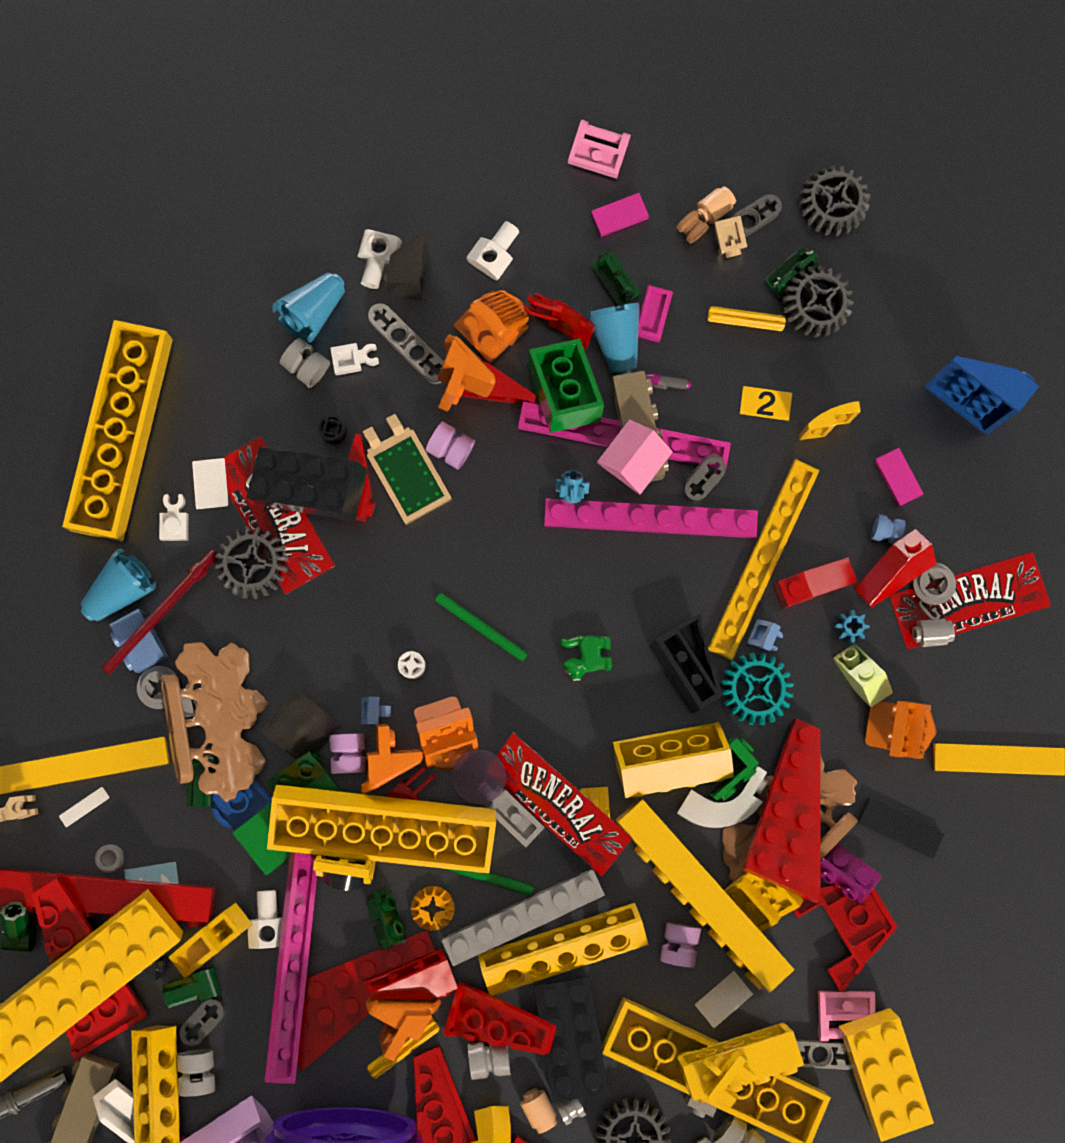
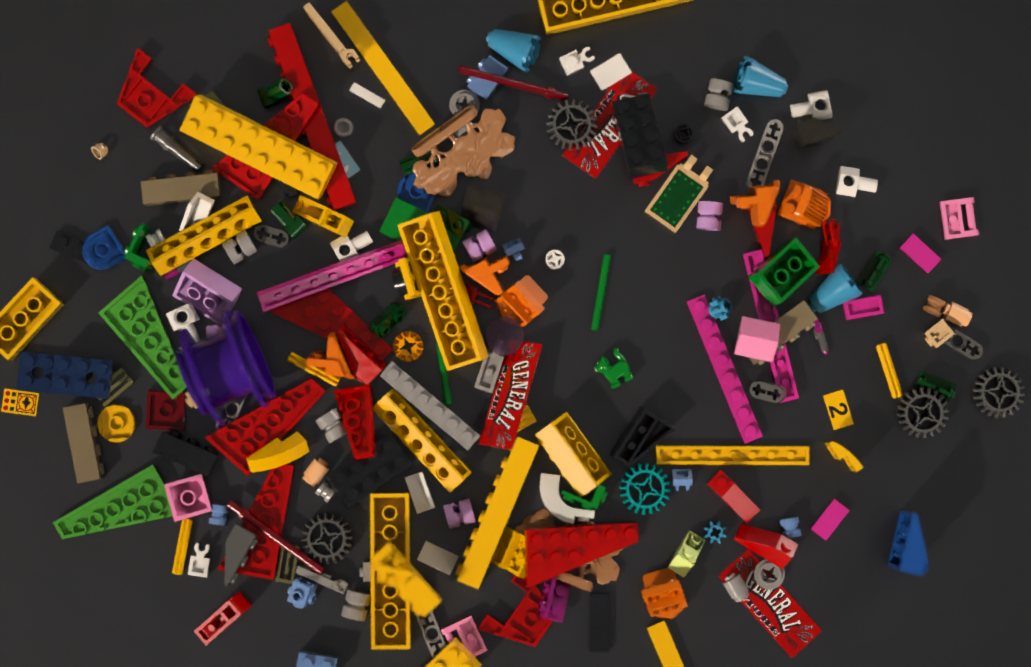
camera: 70 degrees right, 5 degrees up
(628, 982) = (420, 492): none -> white panel

